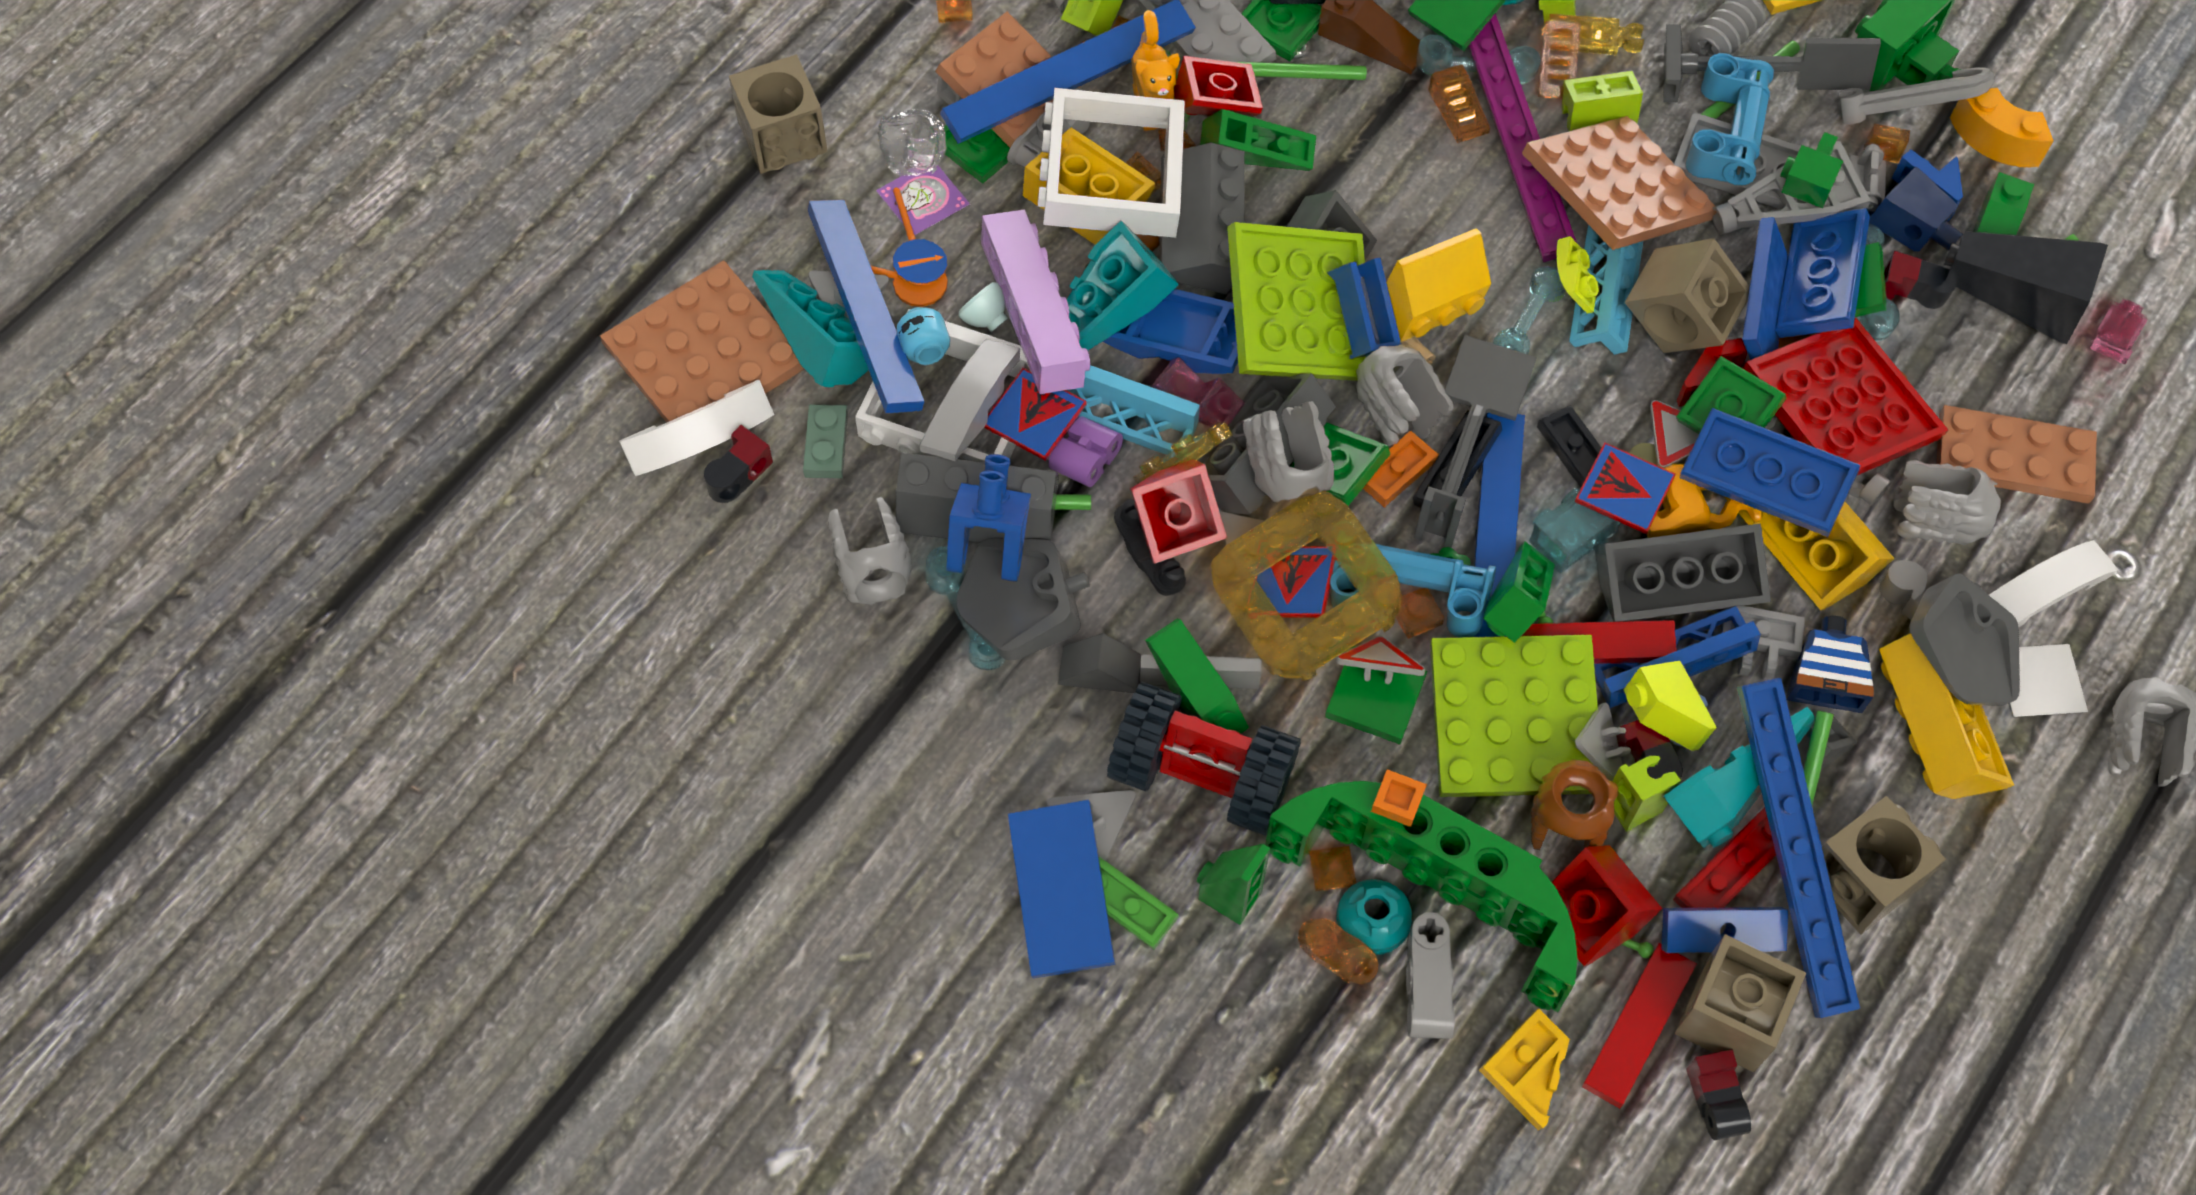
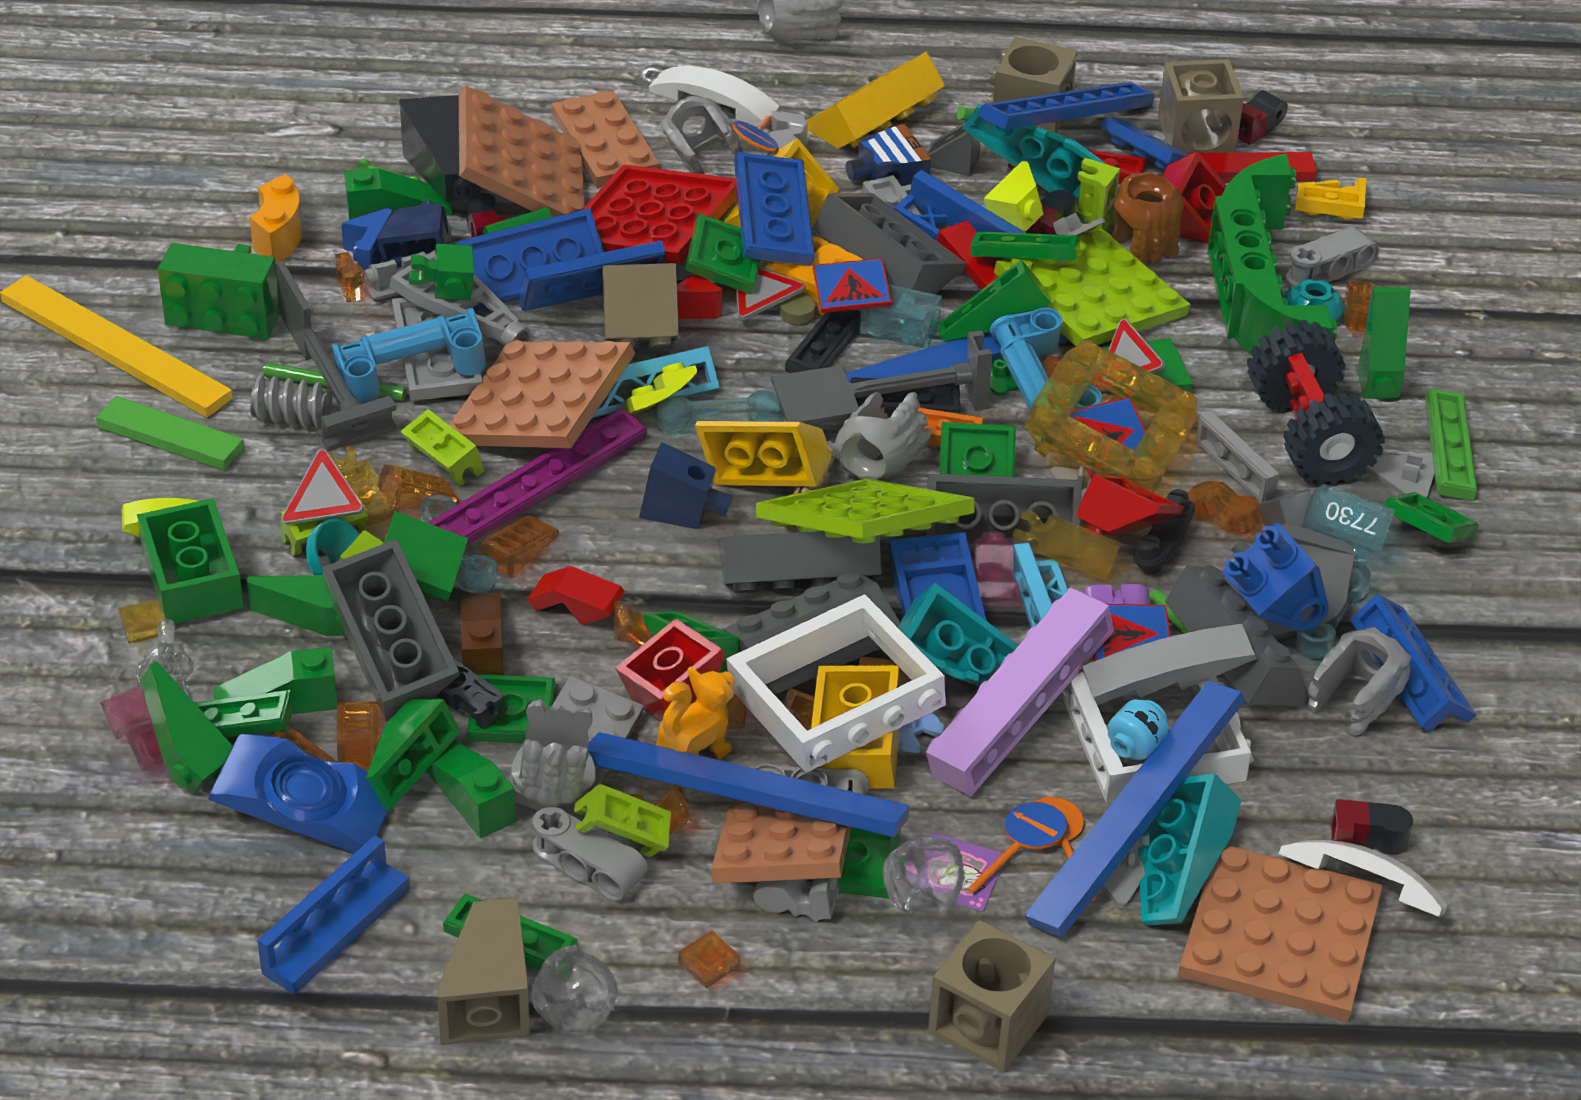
camera: 125 degrees left, 20 degrees down
(825, 441) = (1278, 791): sand green plate -> none
(873, 619) = (1430, 689): none -> blue fence
(985, 308) = (1044, 746): light aqua brick -> none
(1009, 767) = (1432, 517): none -> green tile
(1045, 678) = (1349, 520): none -> clear light blue brick
(1061, 889) = (1482, 450): blue tile -> none
(1073, 257) = (928, 724): none -> light blue piece
(1138, 622) = (1229, 510): none -> clear orange piece
(1194, 678) = (1266, 423): green slope -> none
(1309, 448) = (1027, 442): light grey piece -> none
(1312, 121) = (629, 625): none -> clear orange slope
(1314, 71) = (578, 657): bright green bar -> none
(1364, 102) = (582, 593): none -> red slope
(1366, 306) = (831, 470): blue window -> none
(1398, 798) = (1254, 262): orange plate -> none
(1434, 217) = (681, 489): none -> dark blue torso
(1591, 664) = (1025, 245): none -> green tile
(1913, 536) = (755, 135): none -> piece
(1963, 85) = (290, 253): light grey piece -> none
(1969, 641) = (803, 96): dark grey animal -> none
(1981, 323) = (518, 155): none -> nougat plate
(2048, 682) = (790, 83): white sticker -> none

